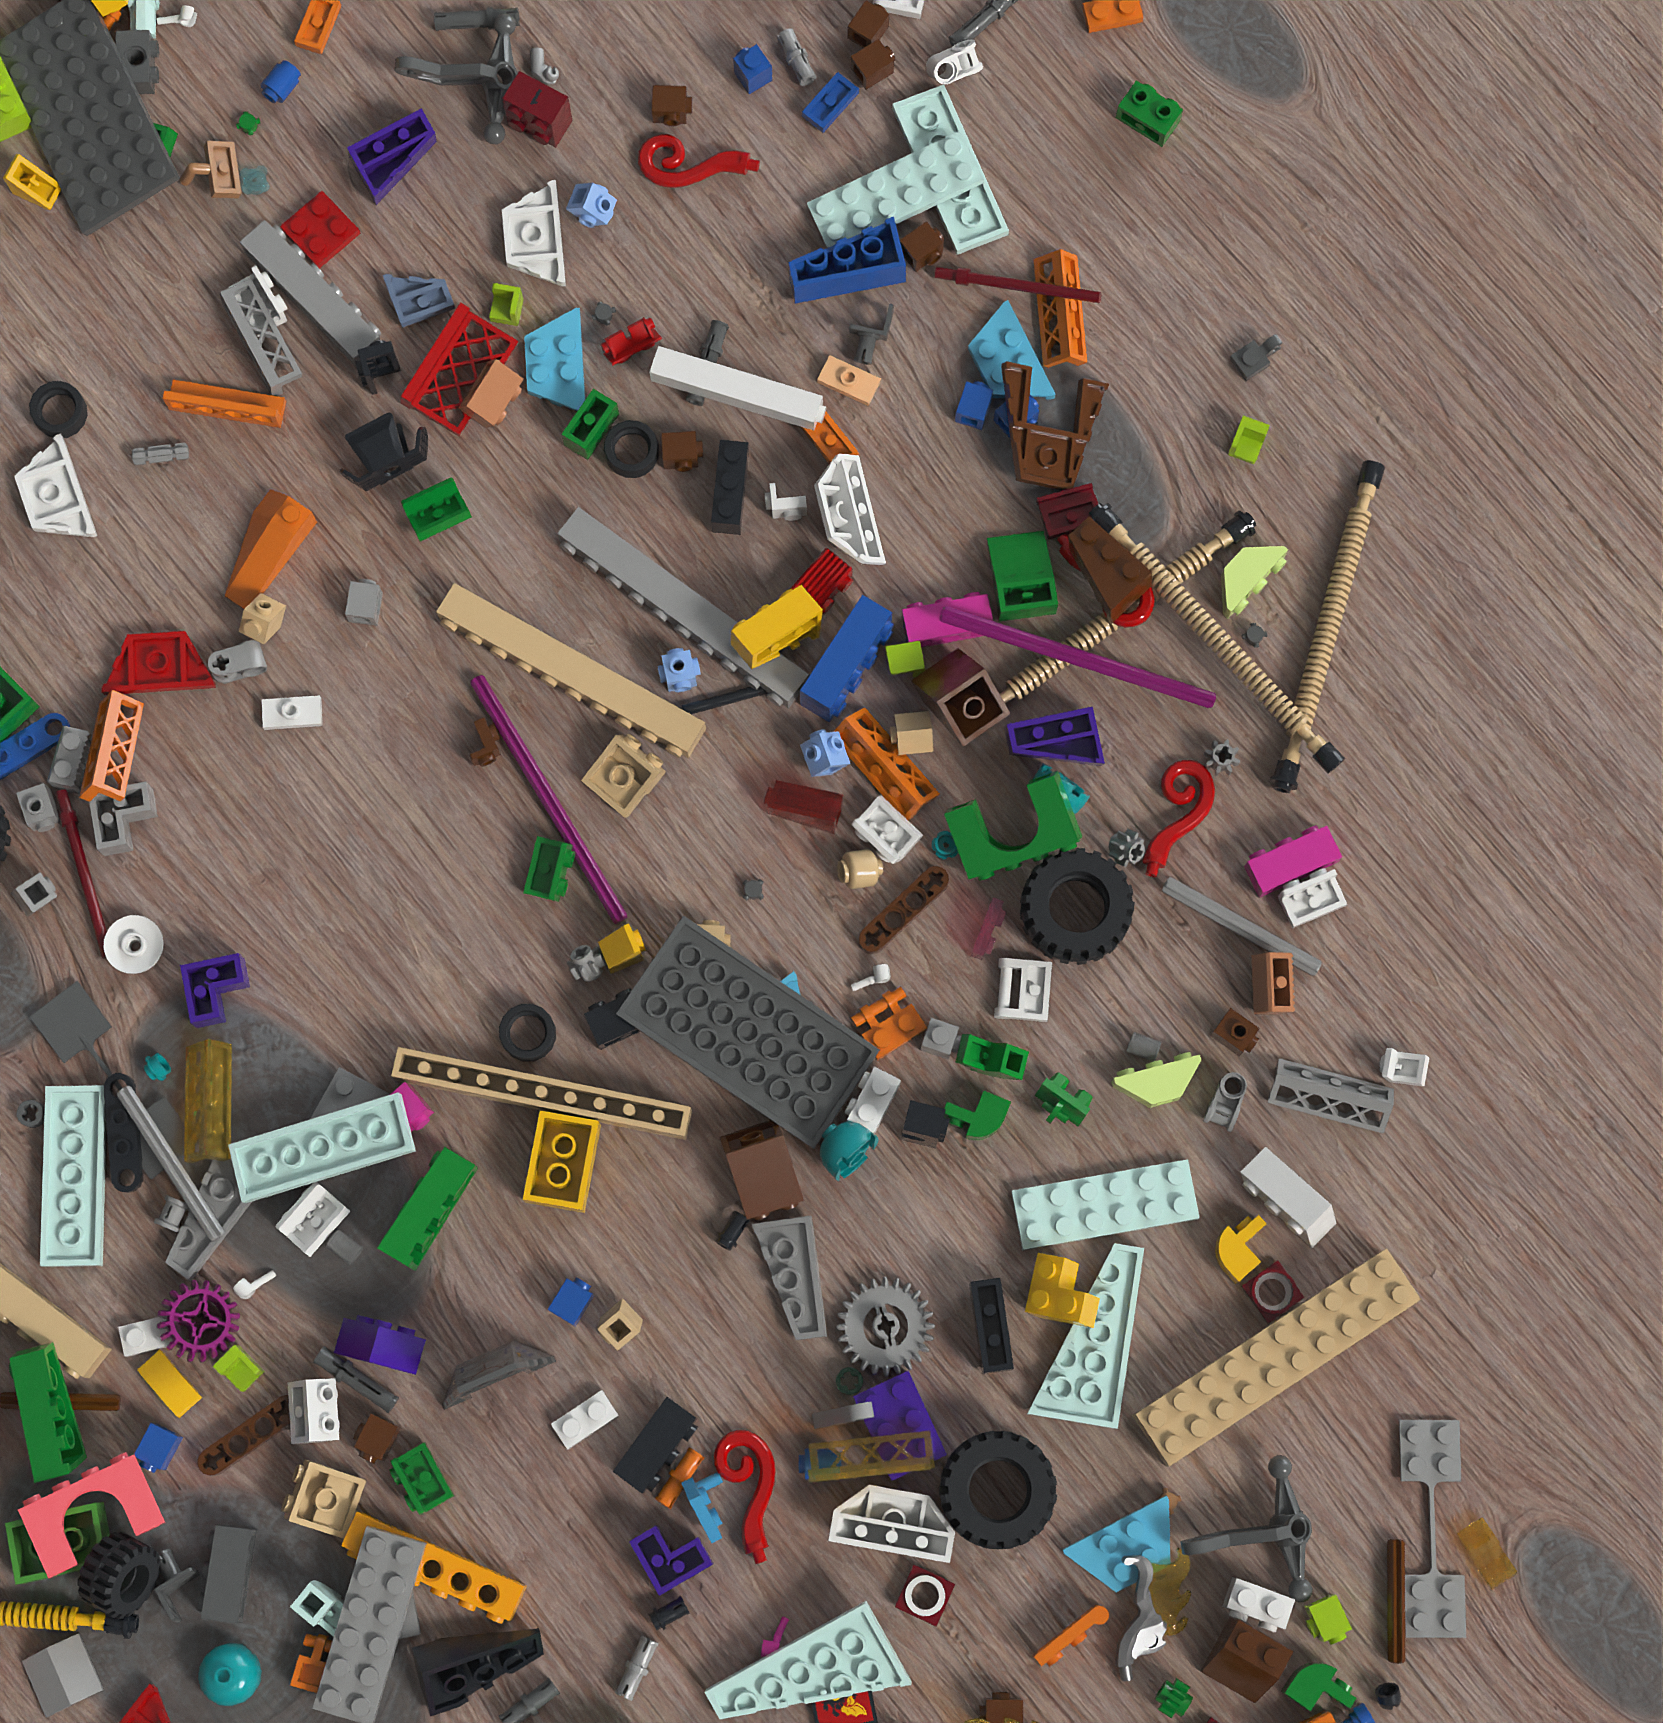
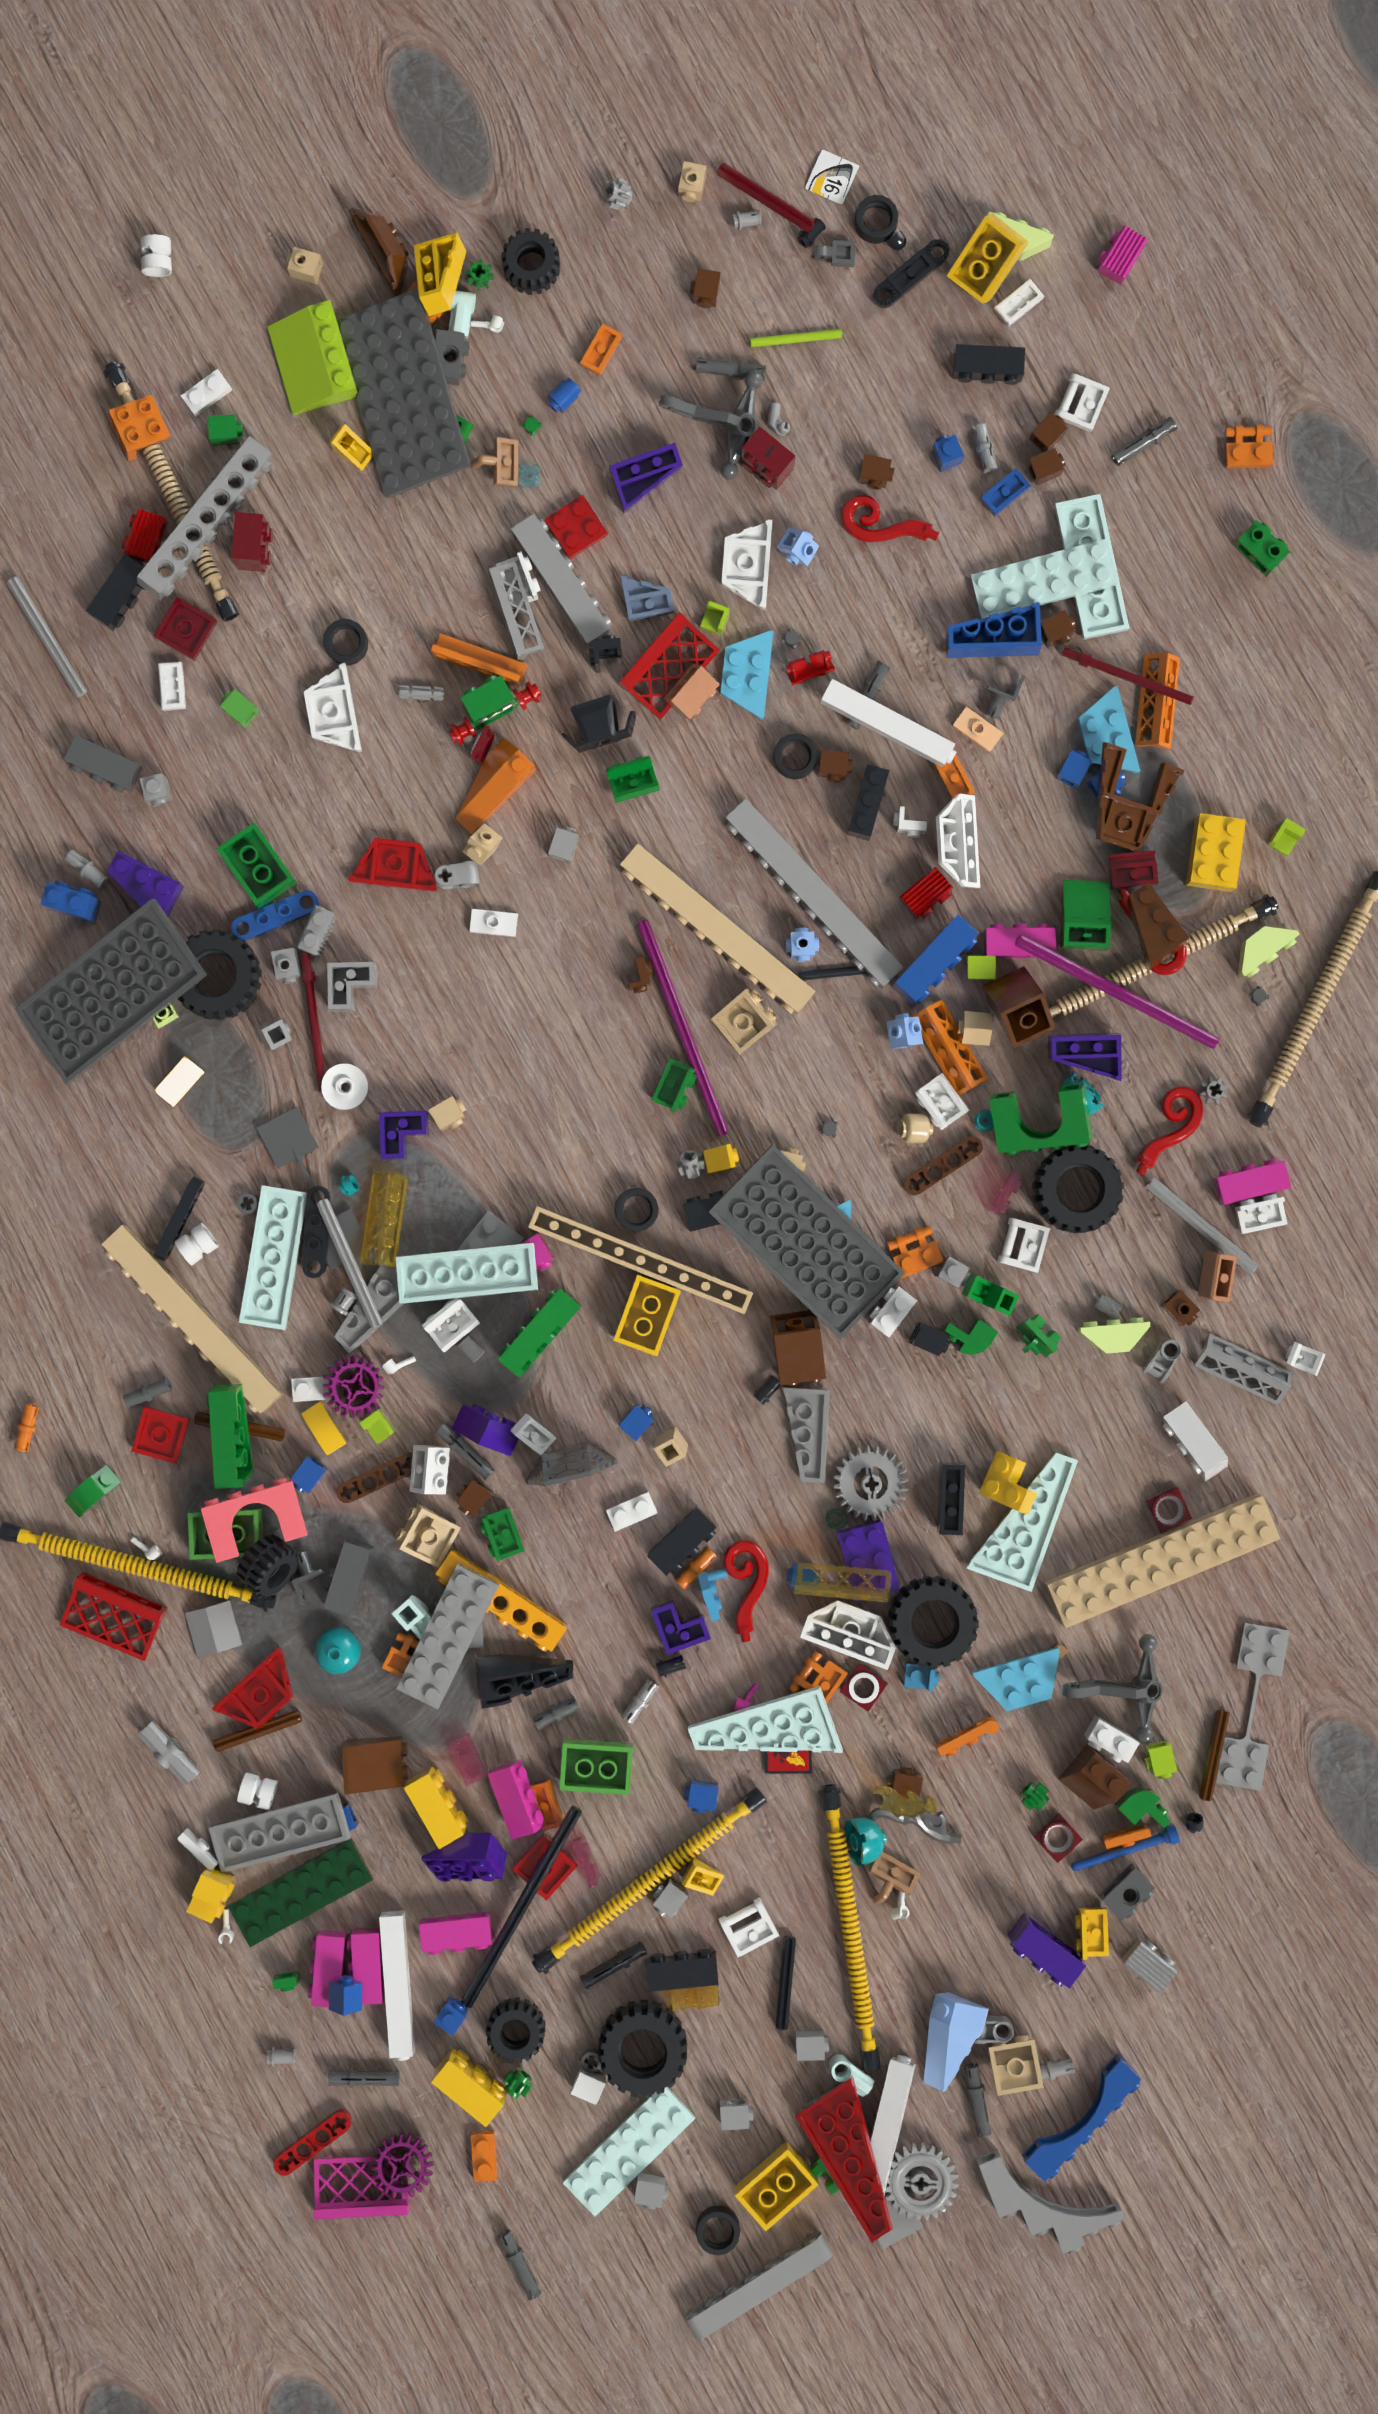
camera: 10 degrees right, 10 degrees up
(101, 747) = (343, 925): orange fence -> none
(244, 500) = (482, 745): none -> dark red piece
(245, 450) = (489, 704): none -> green brick
(270, 954) = (448, 1113): none -> tan brick
(440, 1340) = (533, 1434): none -> white plate
(590, 424) = (766, 731): green brick -> none
(777, 627) = (885, 927): yellow wedge -> none
(805, 805) = (881, 1071): clear red slope -> none
(843, 1415) = (827, 1546): light grey beam -> none
(845, 1148) = (865, 1343): teal cylinder -> none
(877, 1590) = (828, 1677): none -> orange plate
(881, 975) = (916, 1213): white hand -> none
(959, 60) = (1116, 476): white piece -> none
(996, 1567) = (920, 1677): none -> dark azure bracket
(1105, 1204) = (1055, 1421): light aqua plate -> none
(1126, 847) = (1125, 1149): light grey gear -> none
(1158, 1607) = (1036, 1726): piece -> none
(1166, 472) = (1215, 852): none -> yellow brick
(1232, 1251) = (1144, 1473): yellow brick -> none
(1253, 358) = (1304, 769): dark grey plate -> none
(1324, 753) = (1294, 1104): tan hose -> none
(1486, 1553) = (1289, 1732): clear yellow slope -> none

